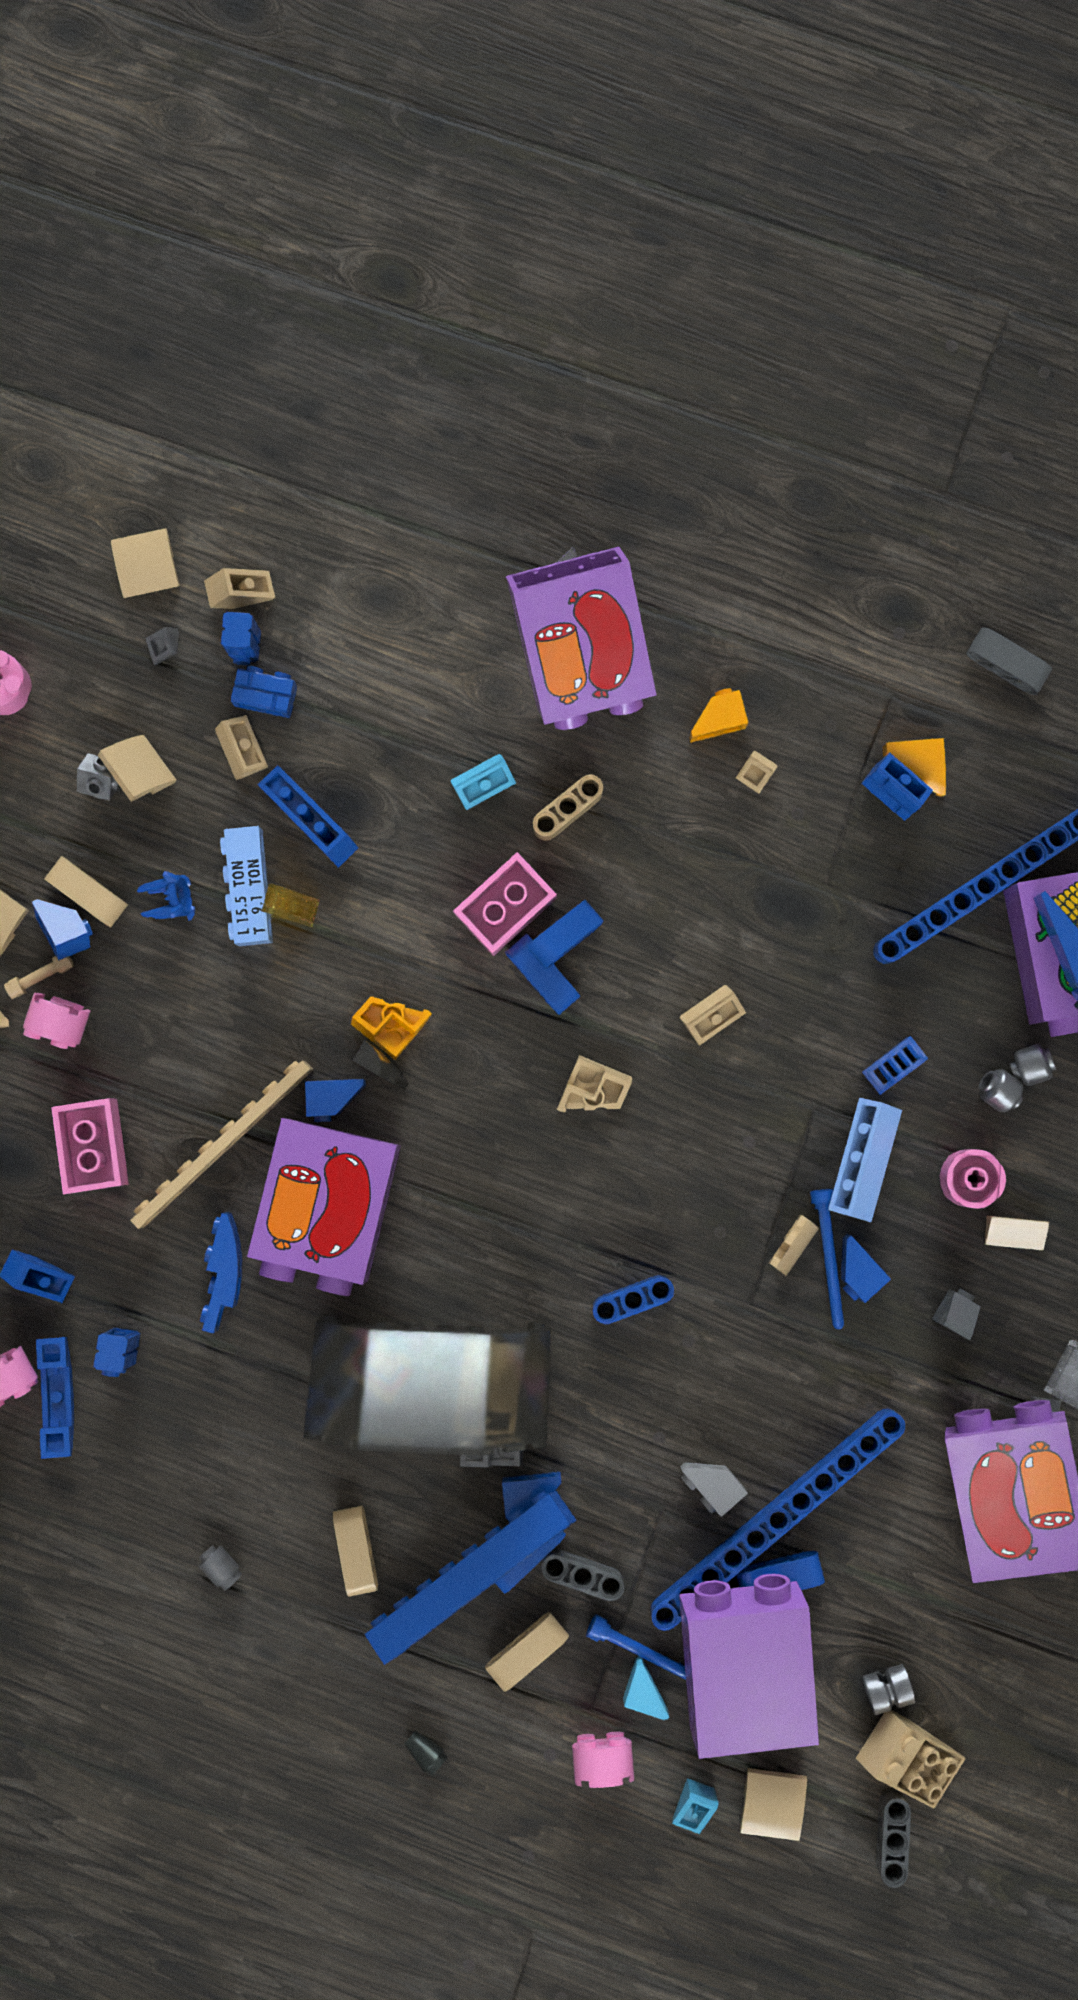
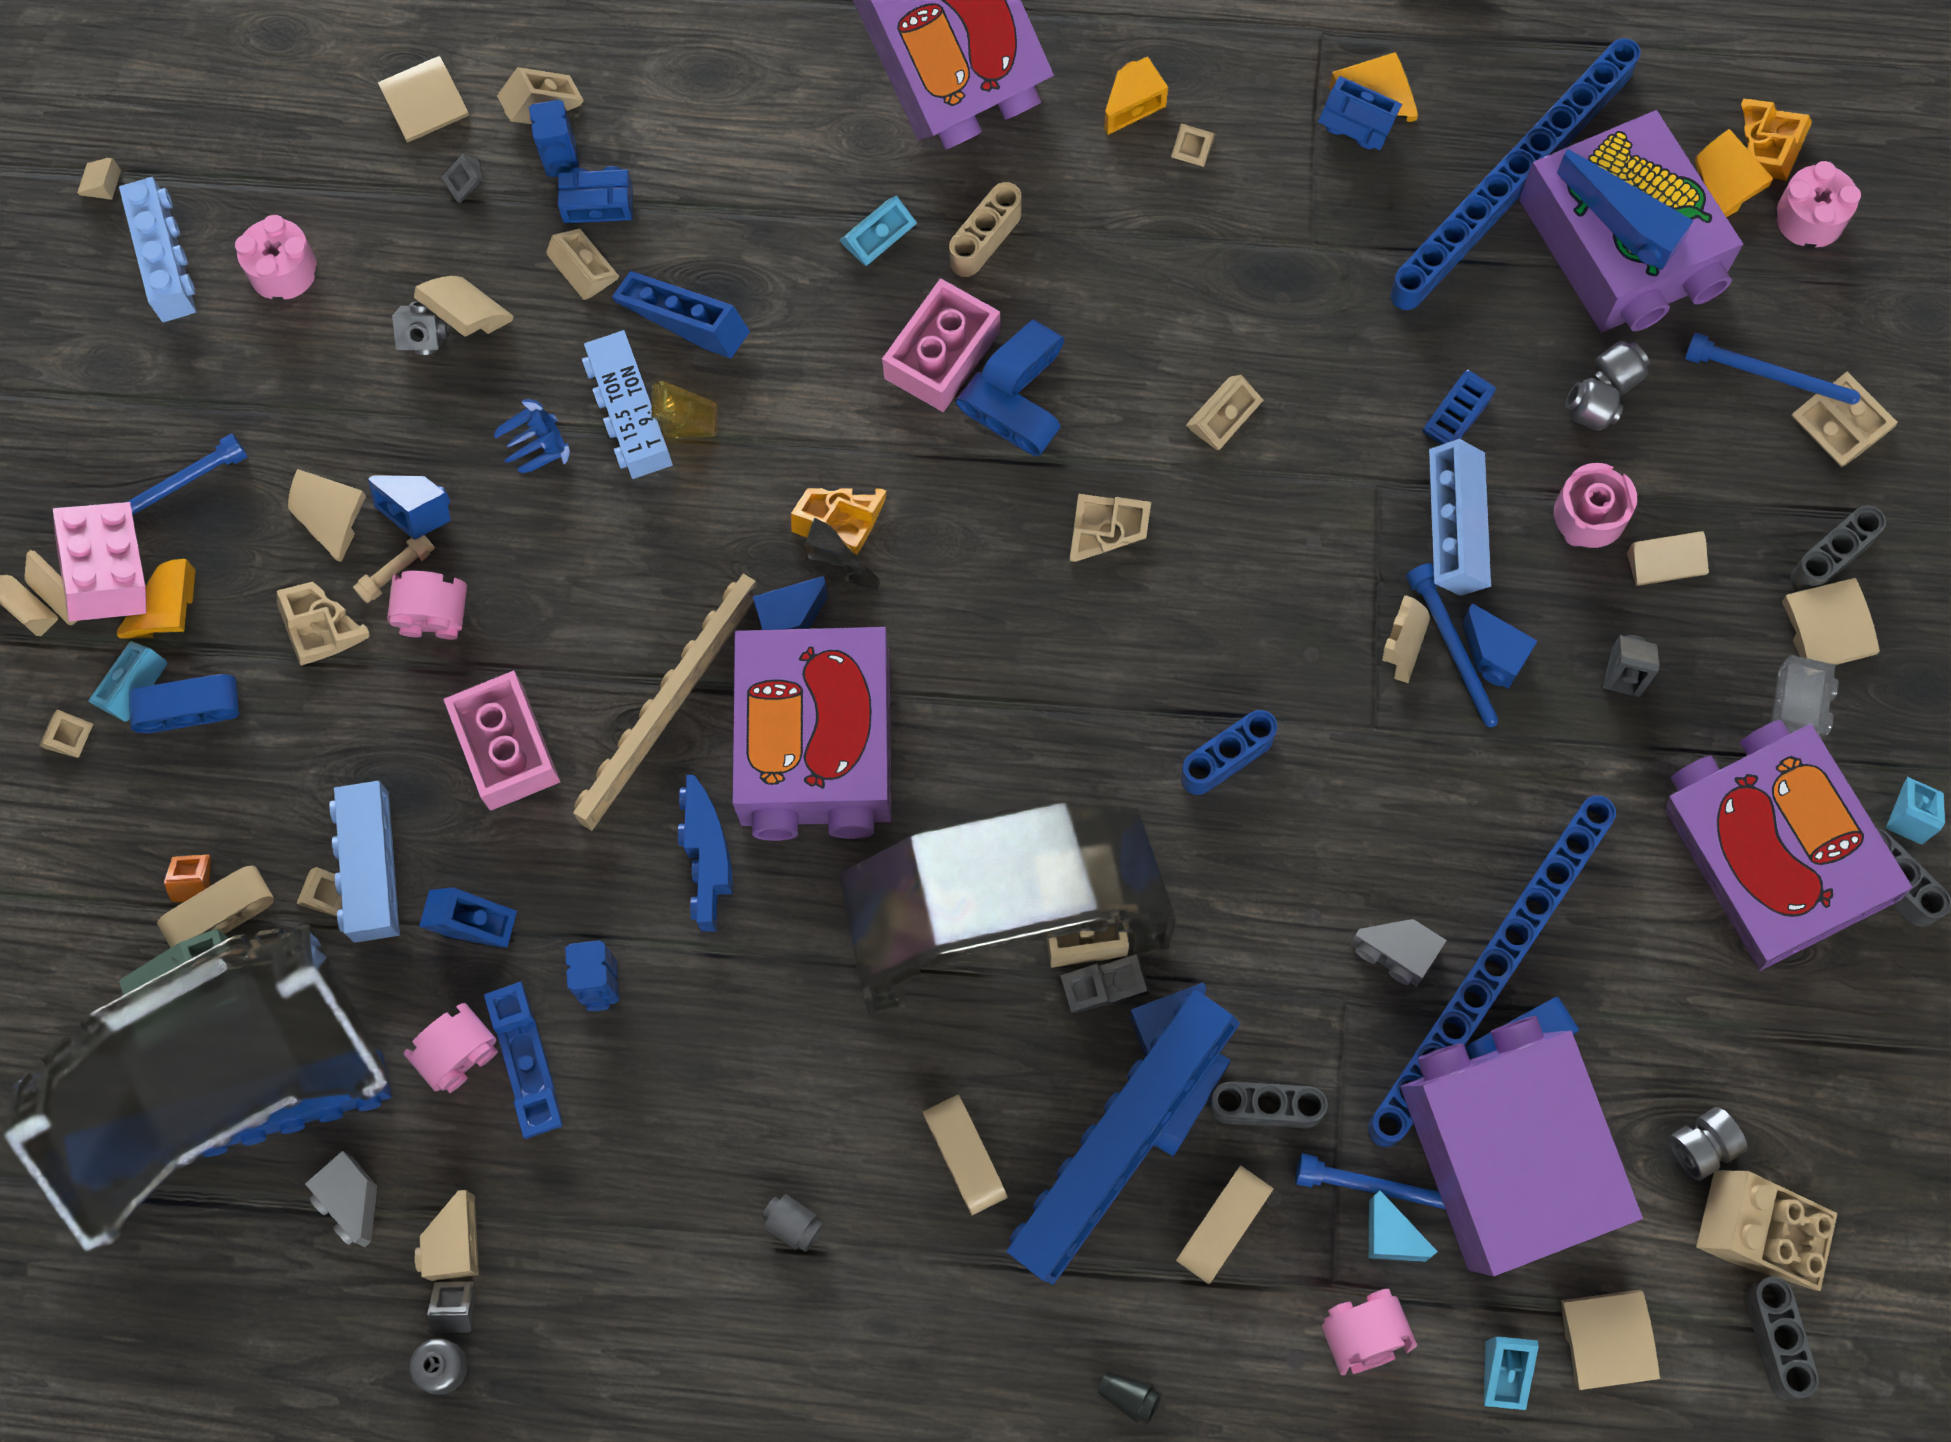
camera: 15 degrees left, 15 degrees down
(86, 891) = (431, 457): tan beam -> none

